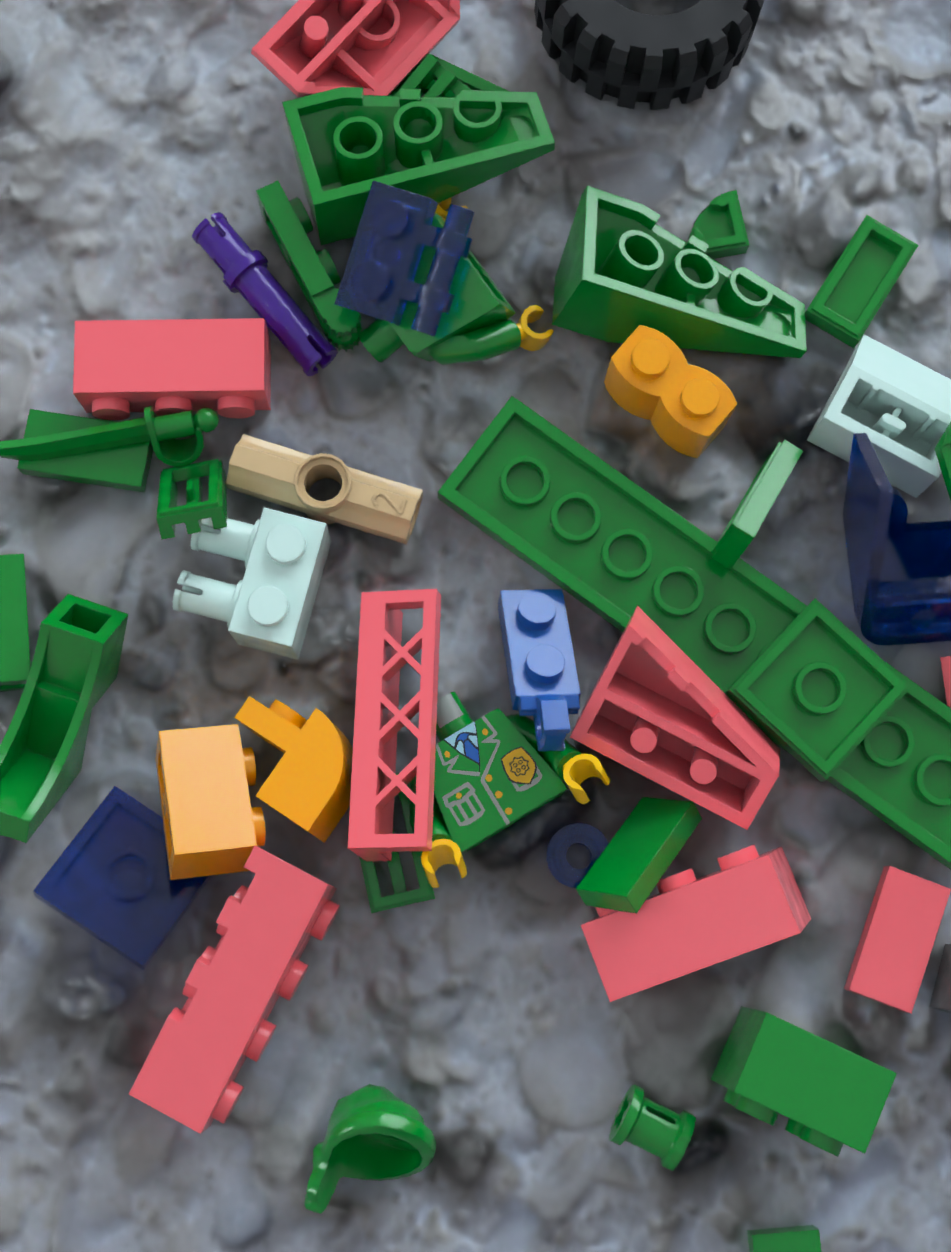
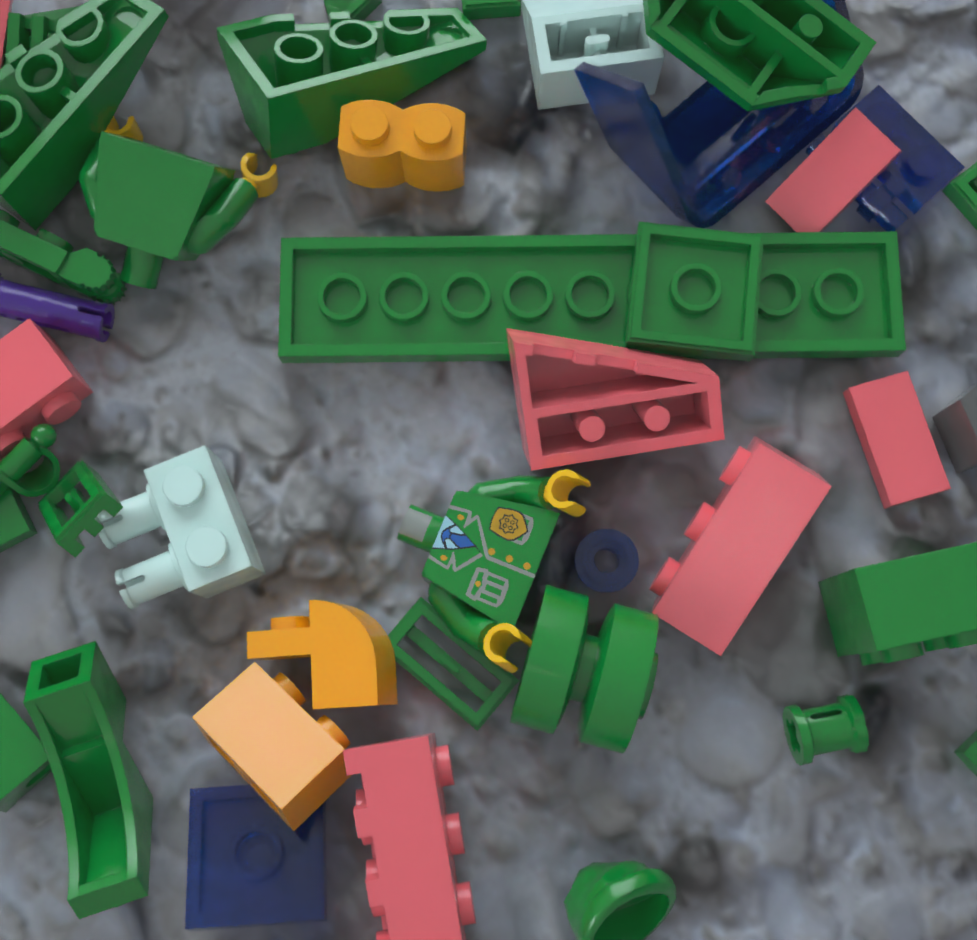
camera: 30 degrees left, 0 degrees up
(287, 475) = (146, 431): tan piece -> none
(379, 720) = (368, 570): coral fence -> none
(388, 254) = (92, 189): clear blue plate -> none
(504, 944) = (603, 673): none -> green wheel
(540, 661) = (462, 430): hinge -> none
(639, 854) = (655, 523): green tile -> none
(756, 504) = (538, 182): tile -> none

